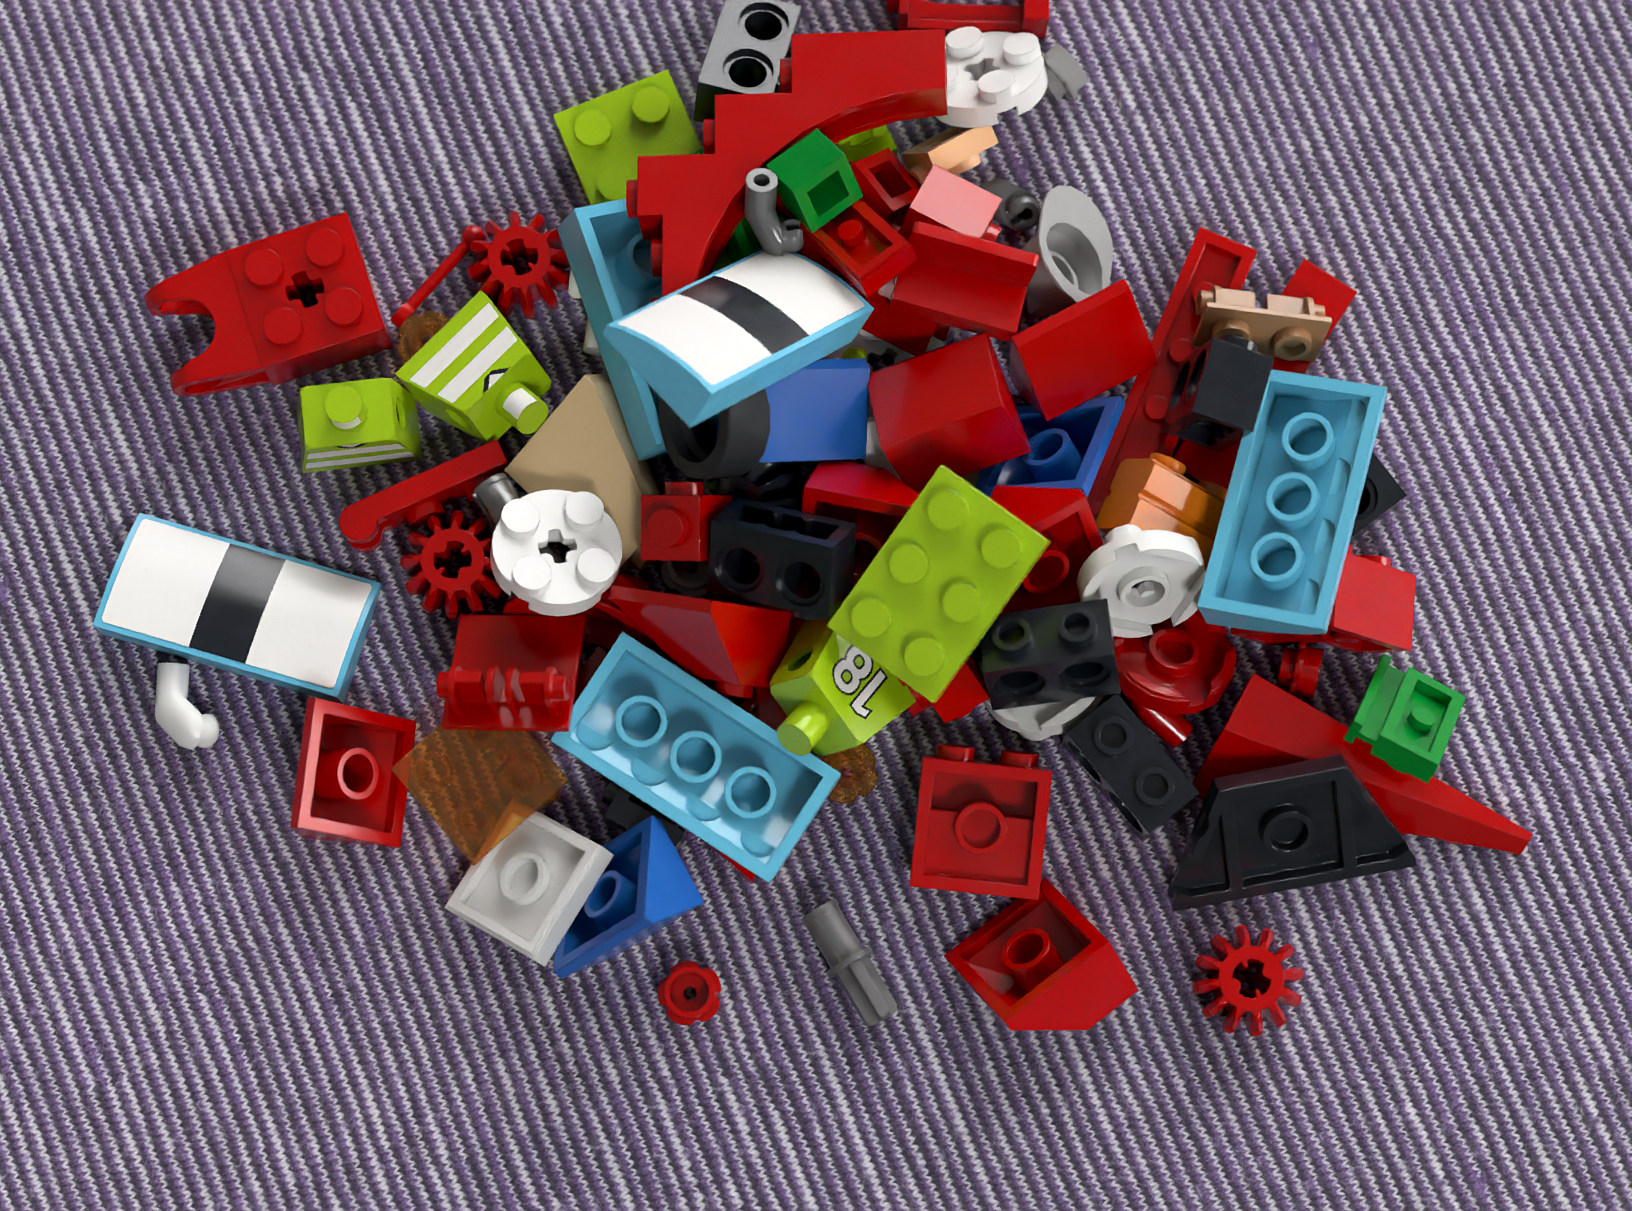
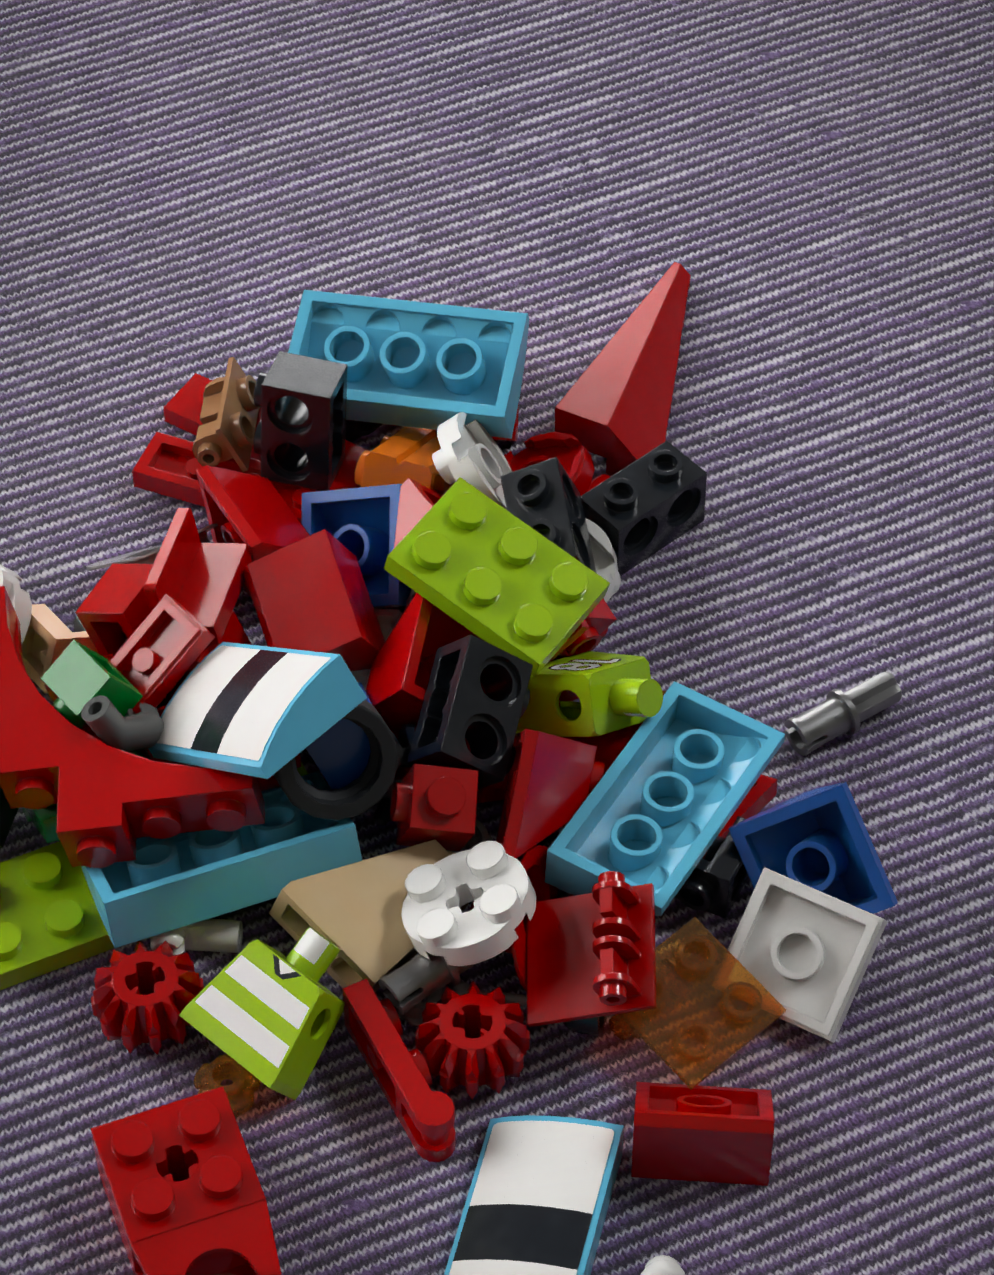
camera: 90 degrees left, 30 degrees down
(357, 425) = (324, 1116): lime torso -> none
(469, 234) = (113, 1054): red hinge -> none
(672, 989) = (894, 821): red plate -> none
(981, 822) = (701, 609): red plate -> none
(1043, 966) = (824, 565): red slope -> none
(1227, 989) = (824, 431): red gear -> none
(1285, 833) = (694, 406): black wing -> none
(1301, 669) = (539, 402): red plate -> none
(1406, 719) = (586, 324): green plate -> none

